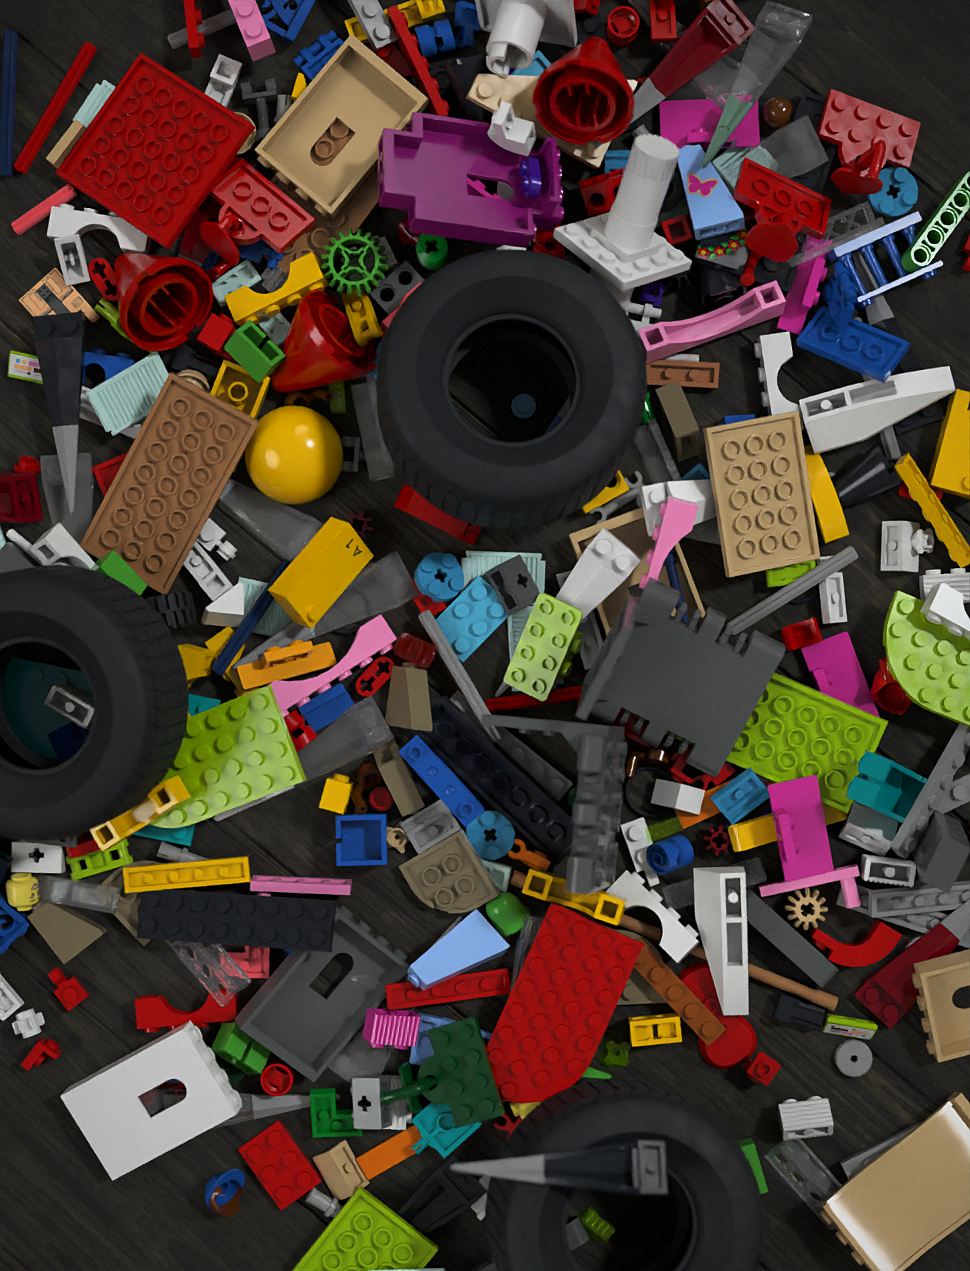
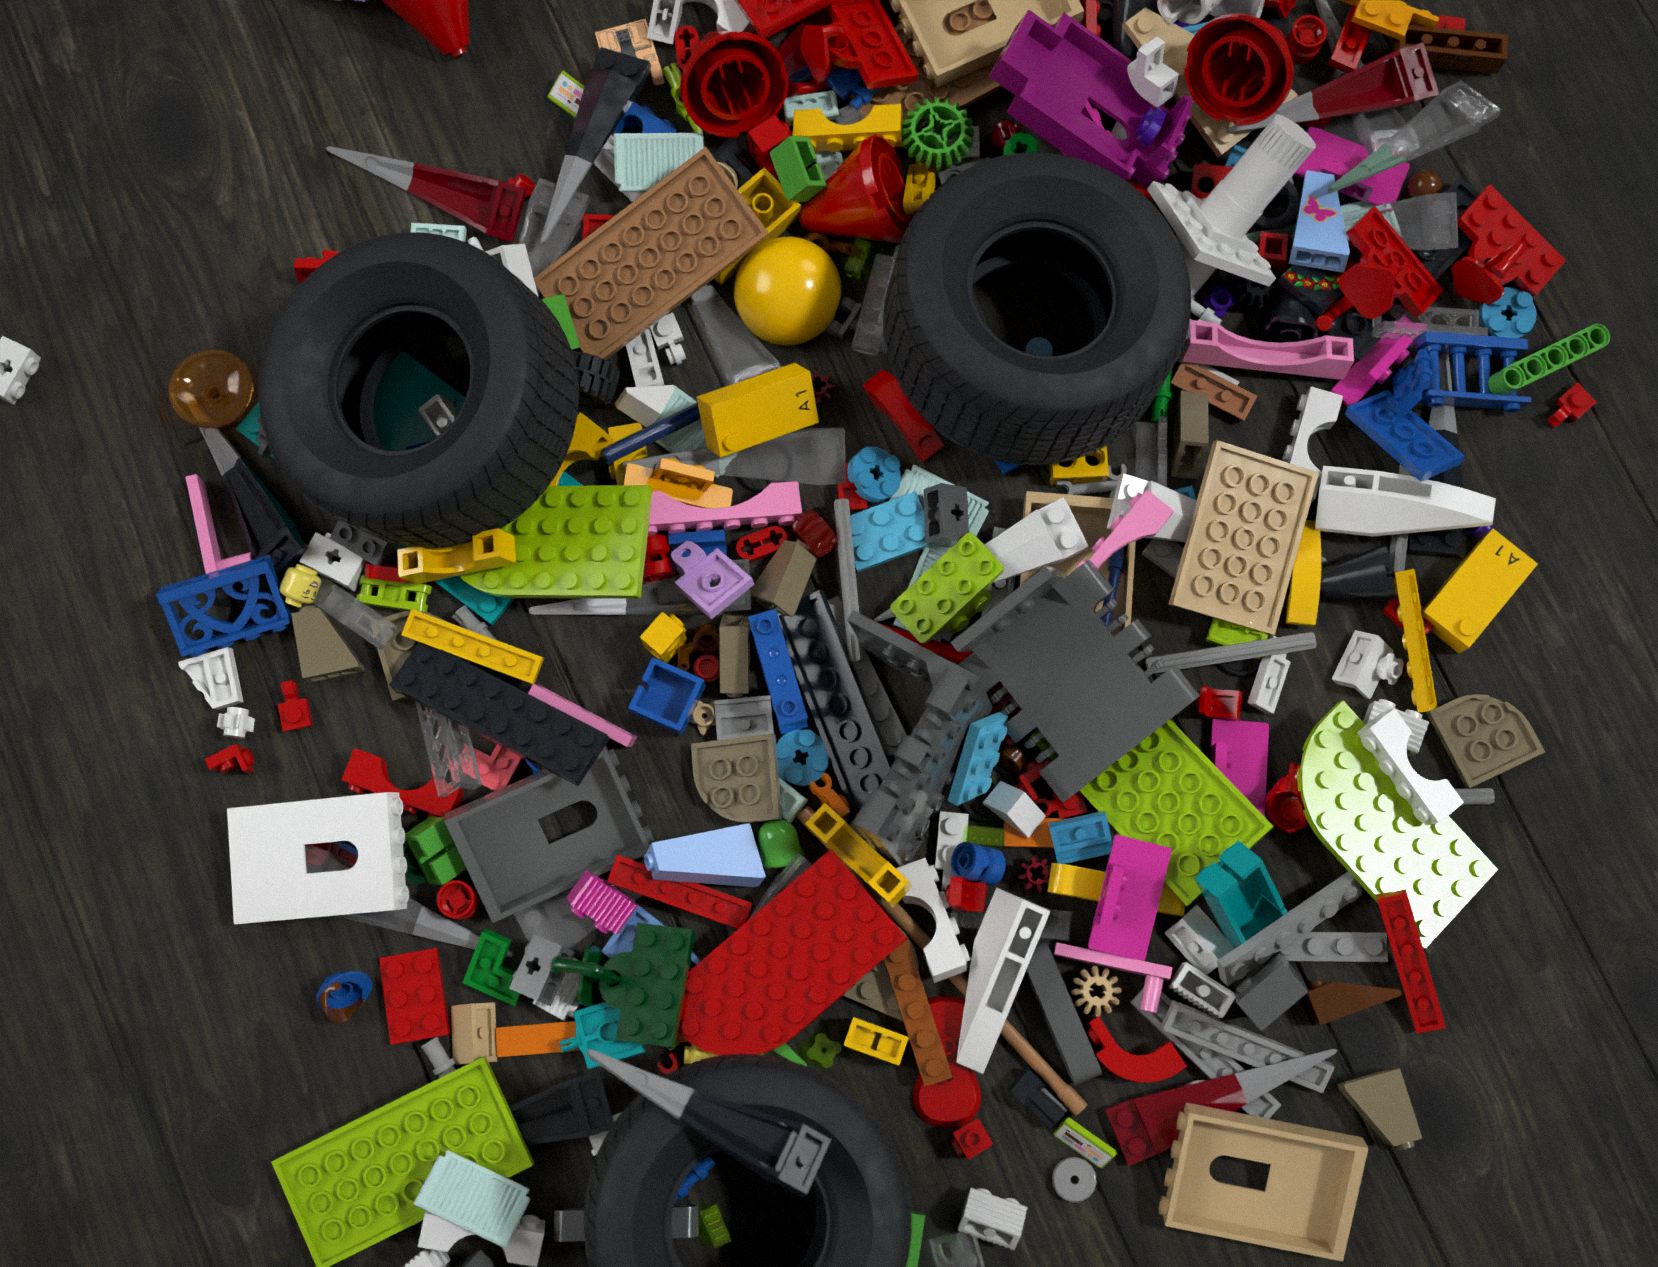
camera: 30 degrees right, 10 degrees down
(340, 724) = (699, 570): none -> lavender plate
(633, 774) = (978, 758): none -> medium azure plate
(673, 884) = (966, 895): none -> red bracket

